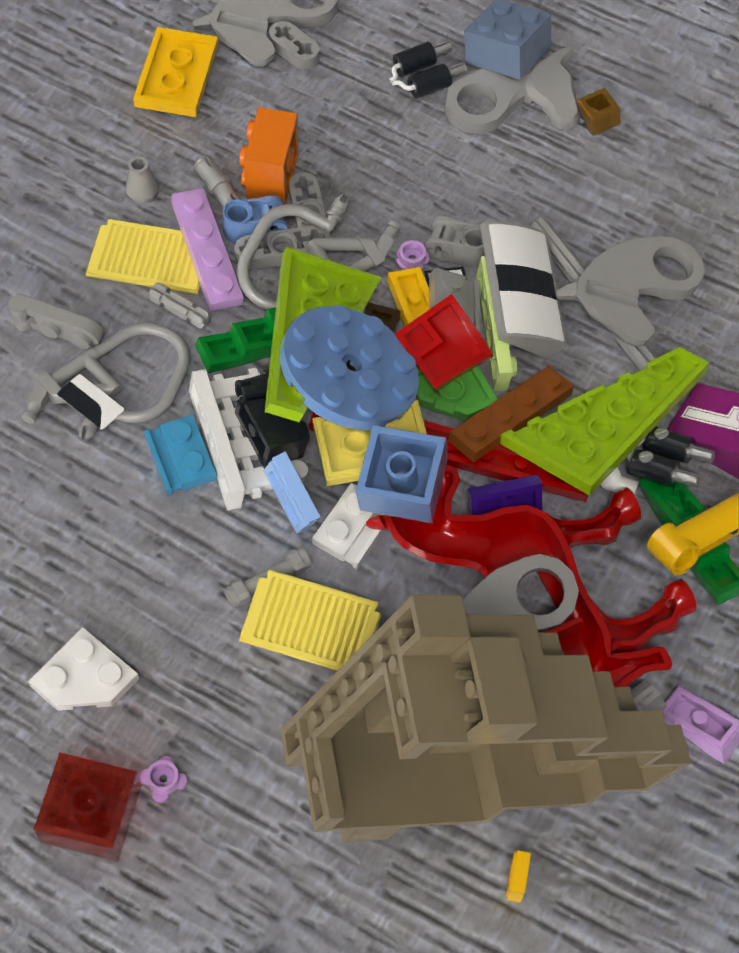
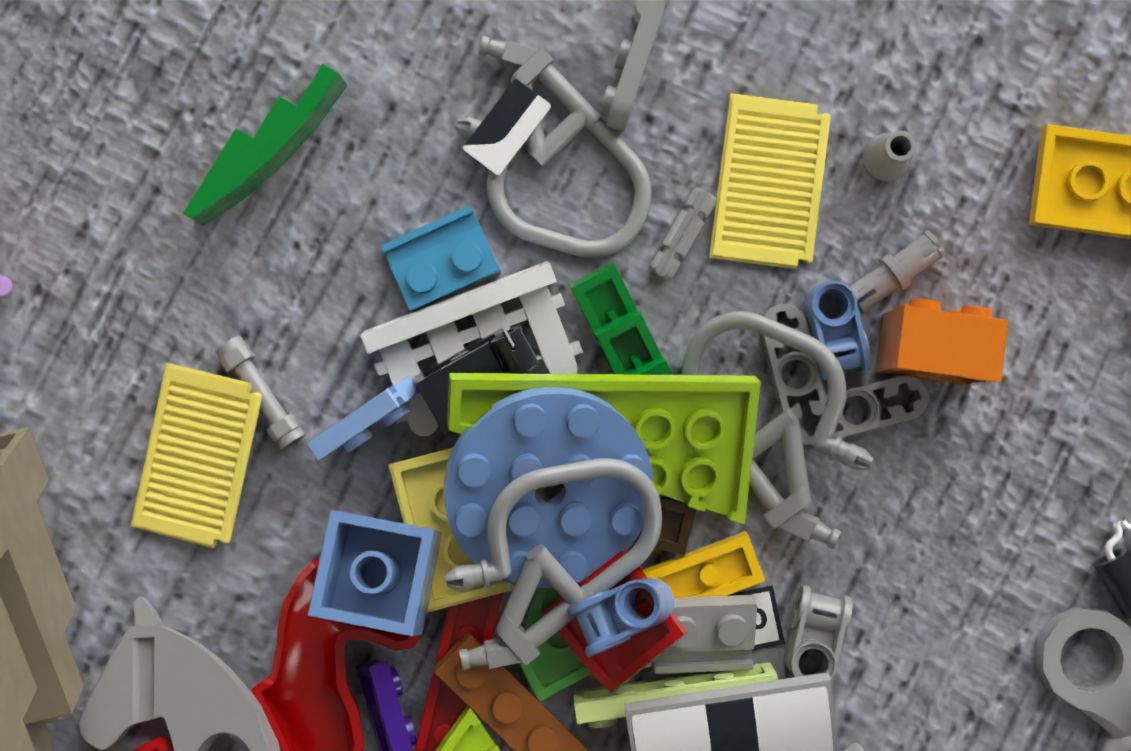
camera: 95 degrees right, 25 degrees up
(83, 675) = (115, 169): white plate -> none
(87, 568) = (251, 161): none -> green slope
(207, 249) = (781, 262): lavender plate -> none
(345, 530) = (342, 488): white plate -> none
(412, 249) = (802, 567): lavender plate -> none
(439, 331) = (613, 615): none -> medium blue piece
(452, 396) = (515, 642): none -> light grey piece

